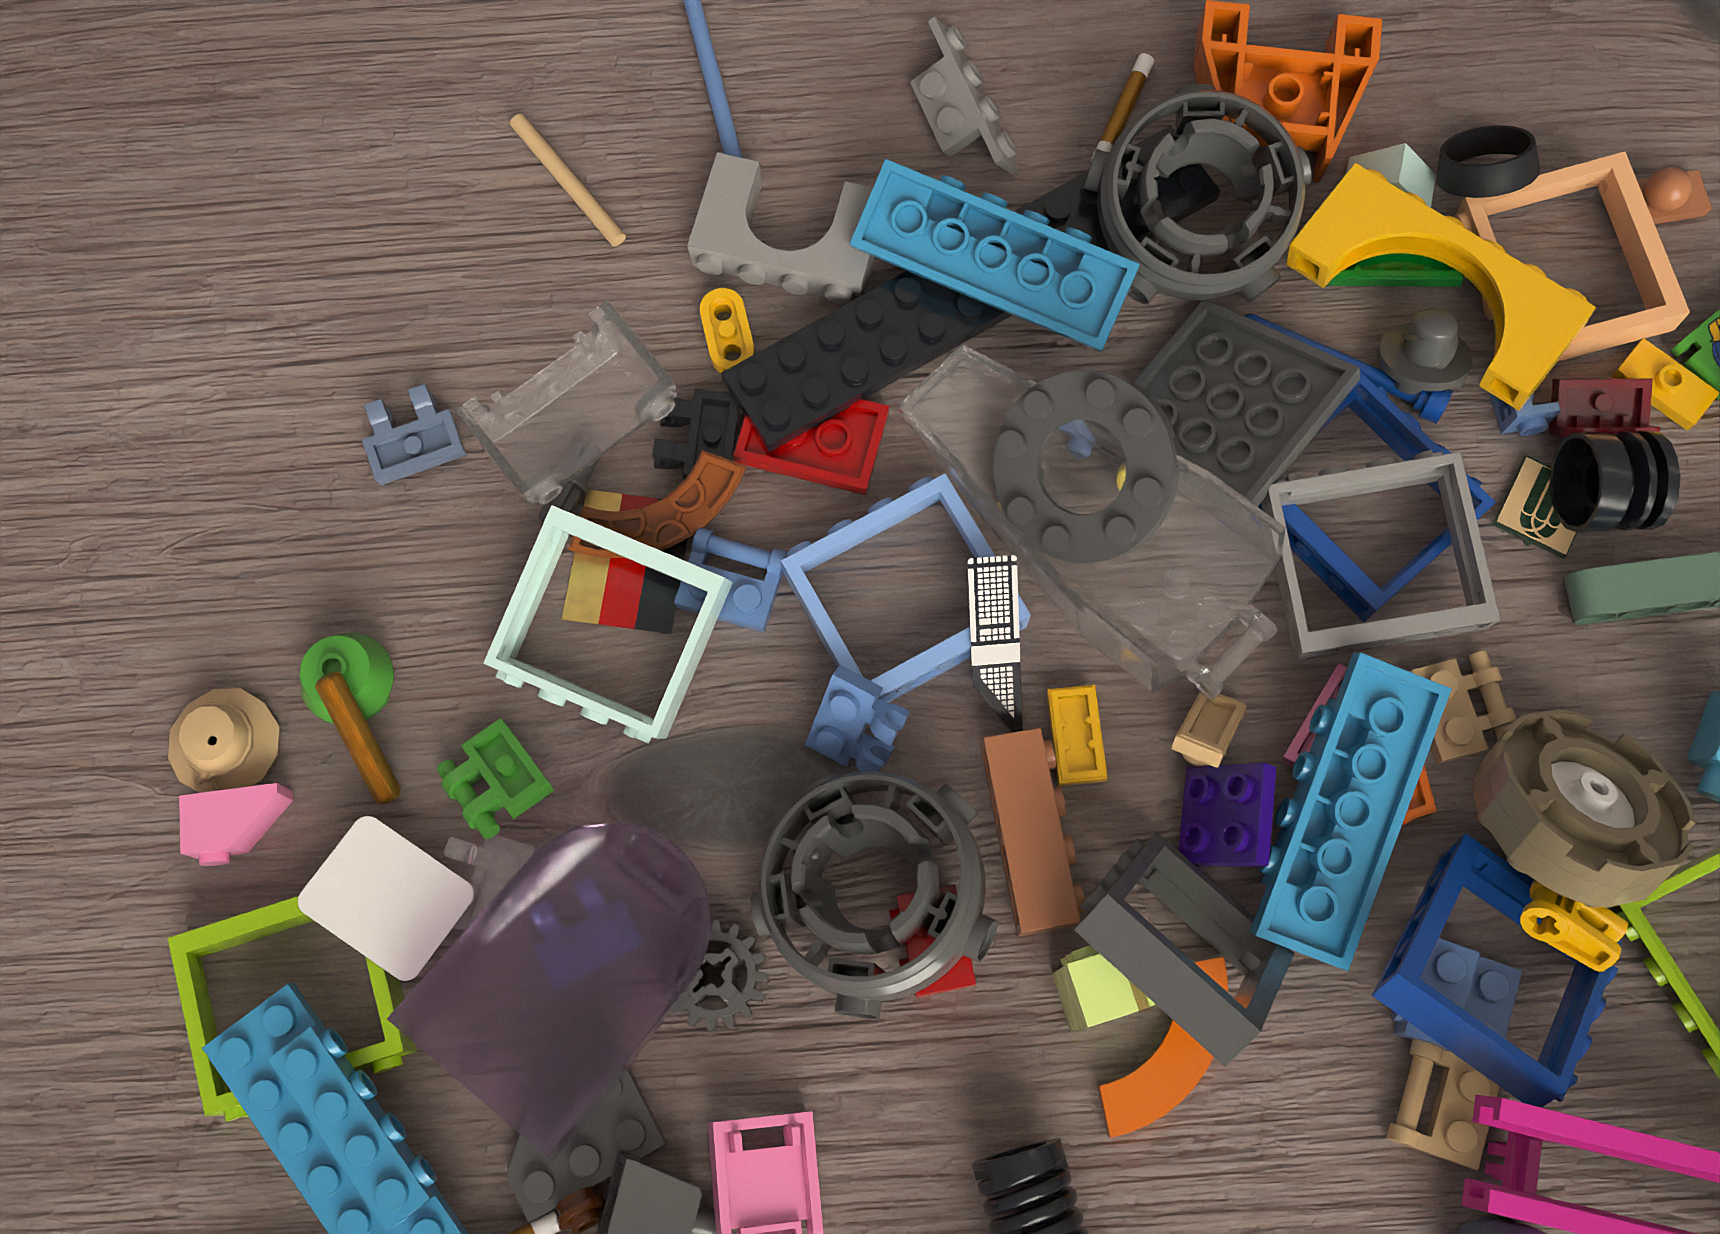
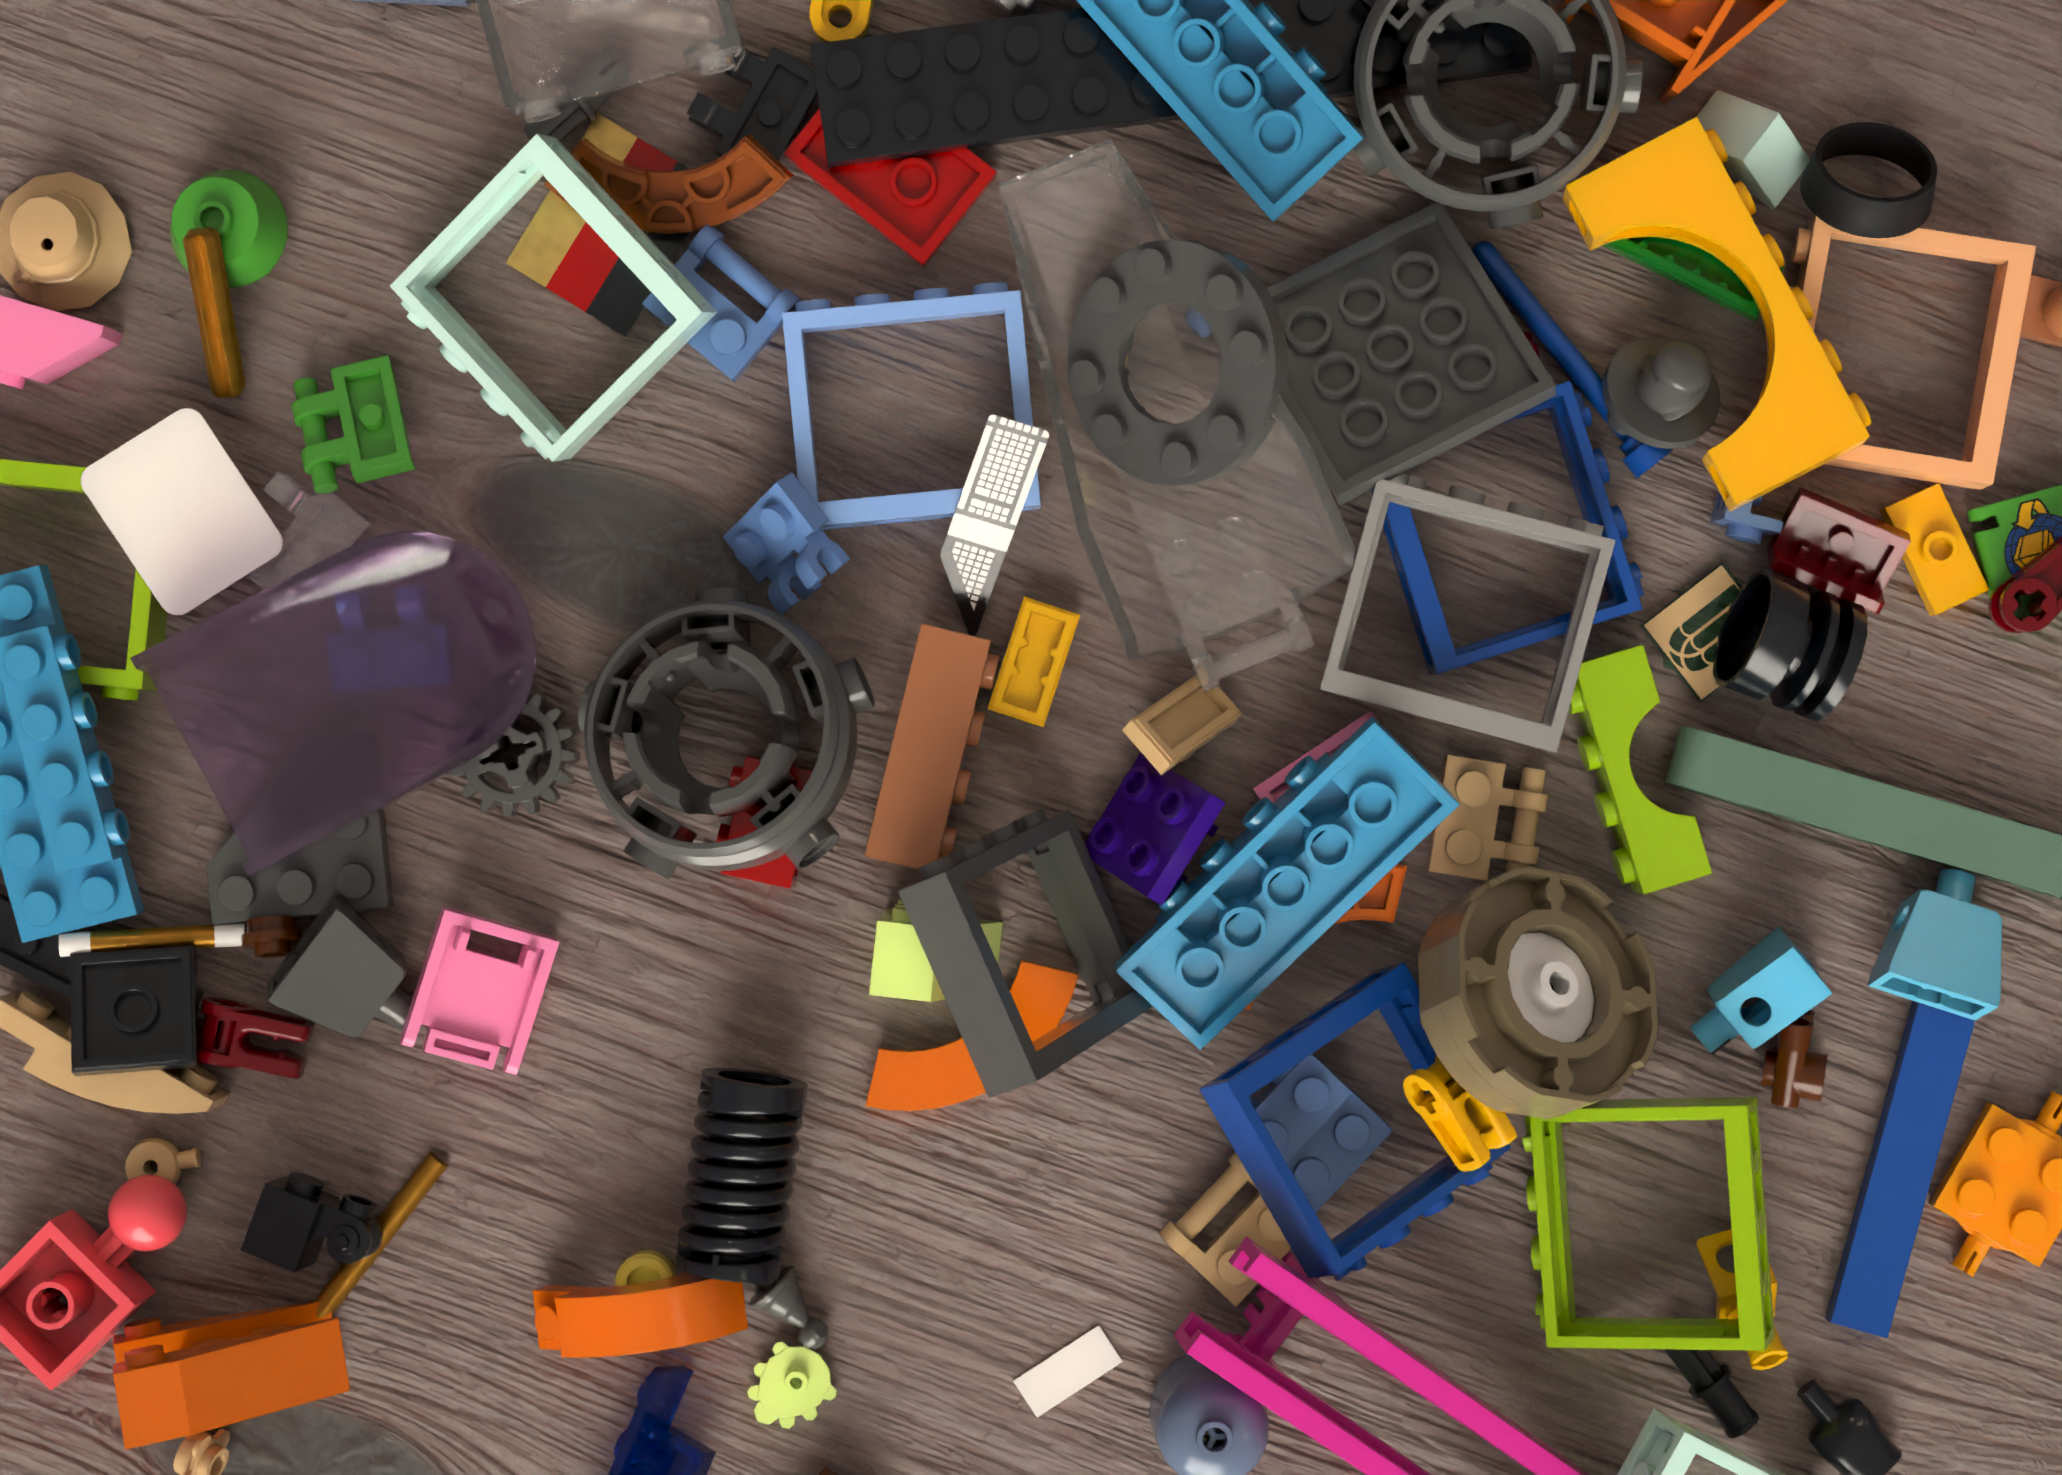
camera: 25 degrees right, 15 degrees up
(1590, 667) = (1653, 844): none -> lime arch

